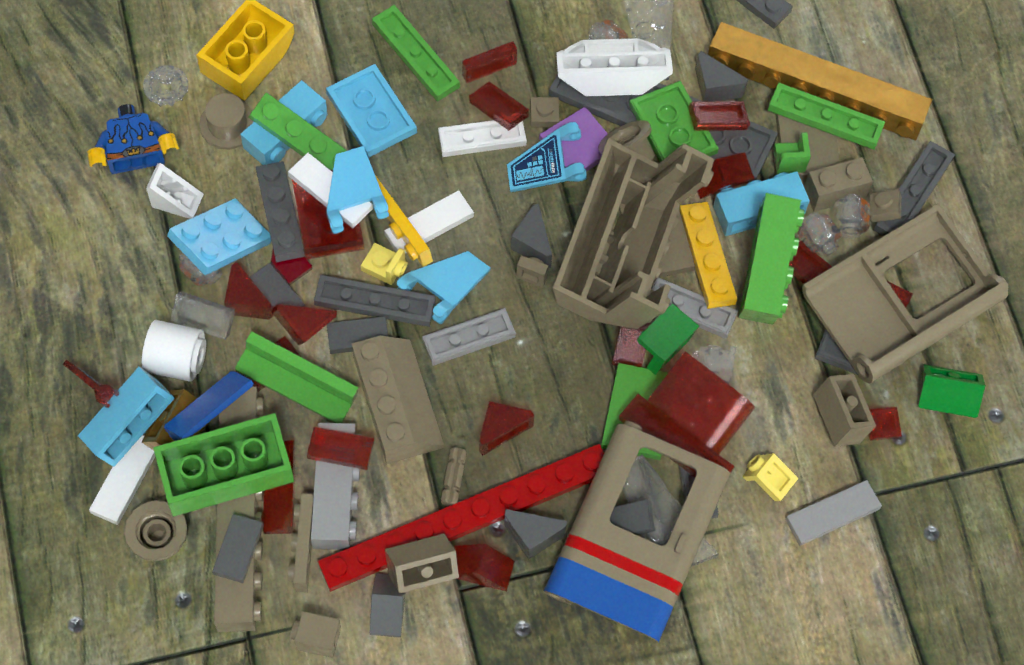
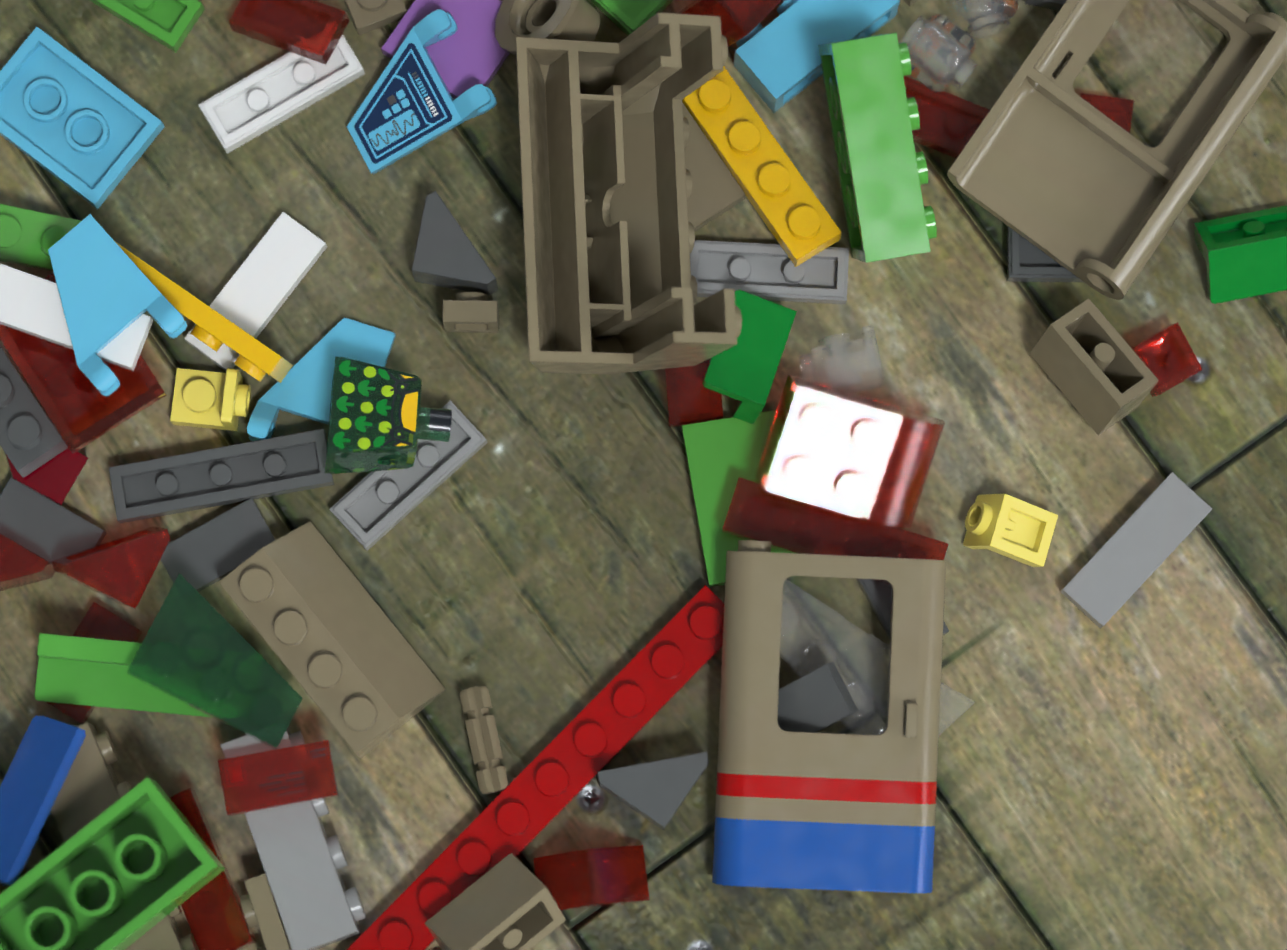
camera: 20 degrees left, 15 degrees up
(330, 382) = (213, 668): none -> clear green wing
(464, 298) = (378, 419): none -> clear green torso
(502, 425) = (529, 617): clear red slope -> none

